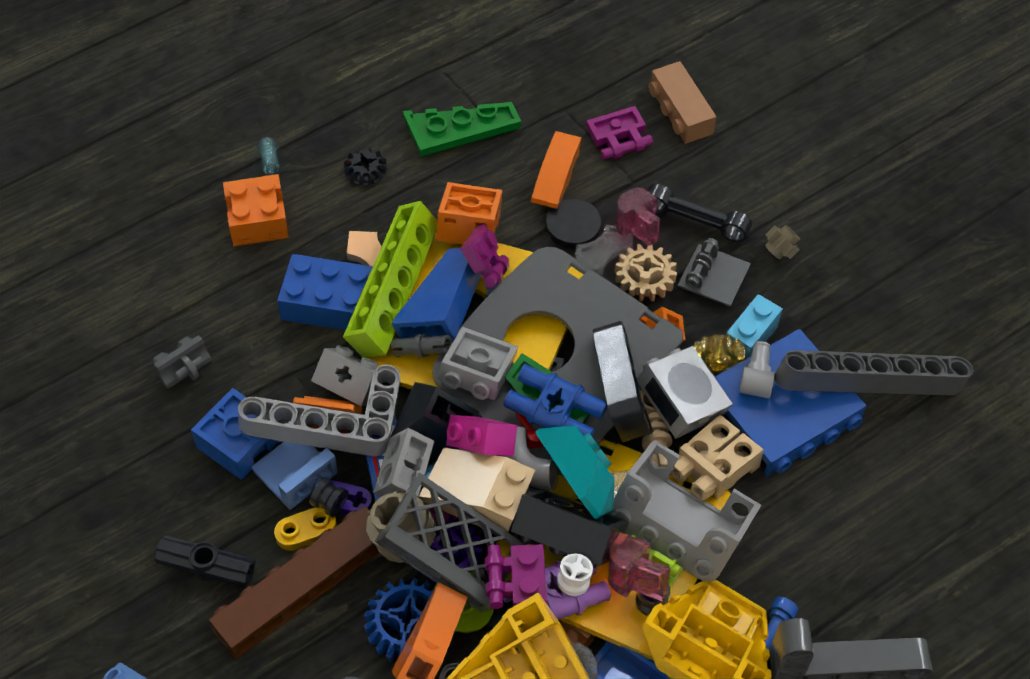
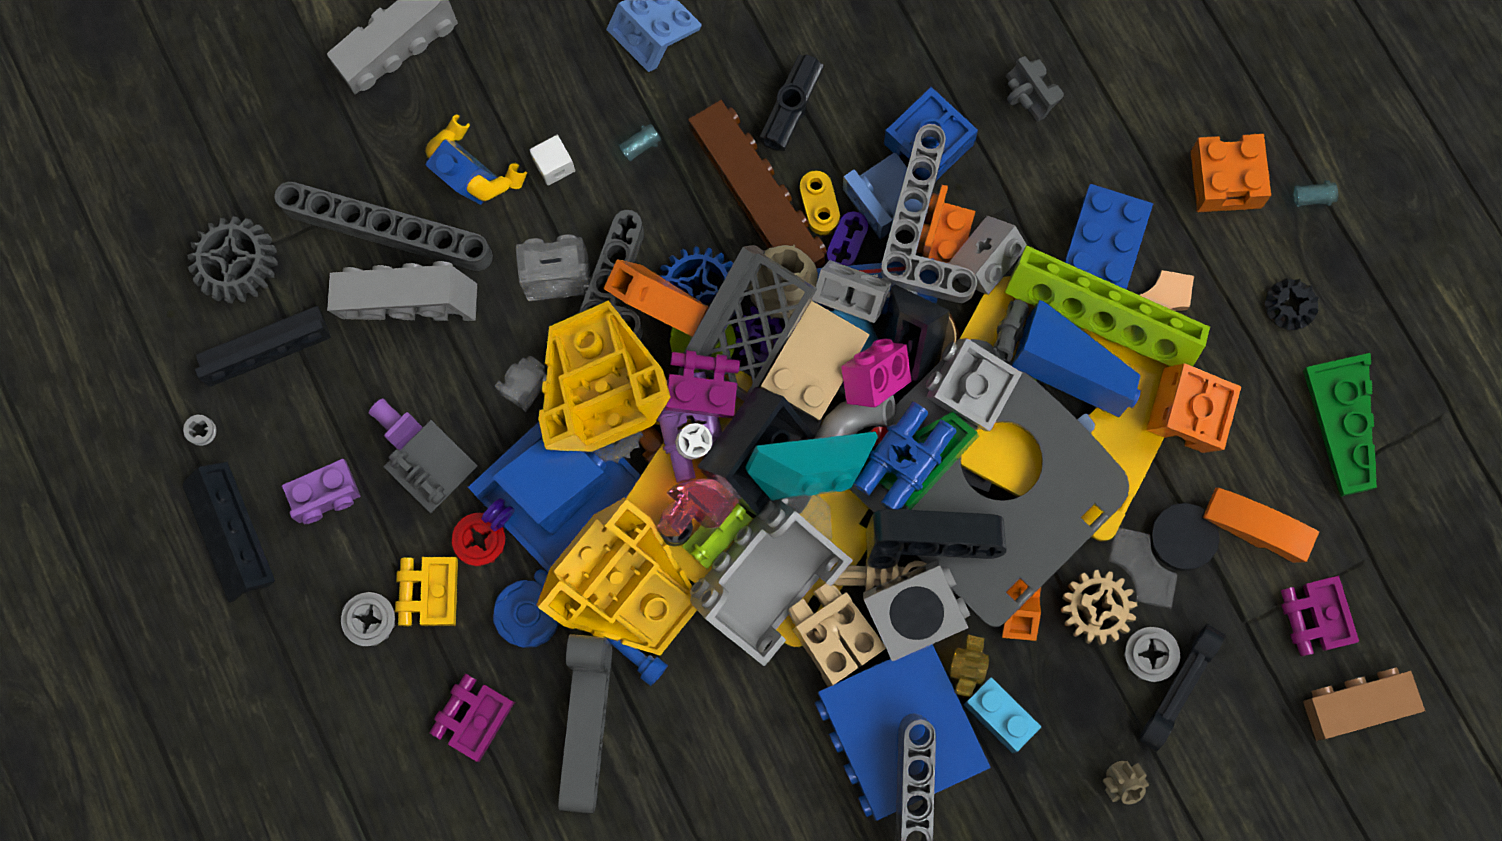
camera: 105 degrees right, 20 degrees up
(328, 497) = (839, 221): black wheel -> none
(482, 256) = (1127, 405): magenta plate -> none
(638, 215) = (1183, 604): clear pink brick -> none
(682, 230) = (1163, 643): none -> light grey gear
(714, 273) = (1092, 691): dark grey hinge -> none
(757, 376) = (921, 697): light grey pin -> none

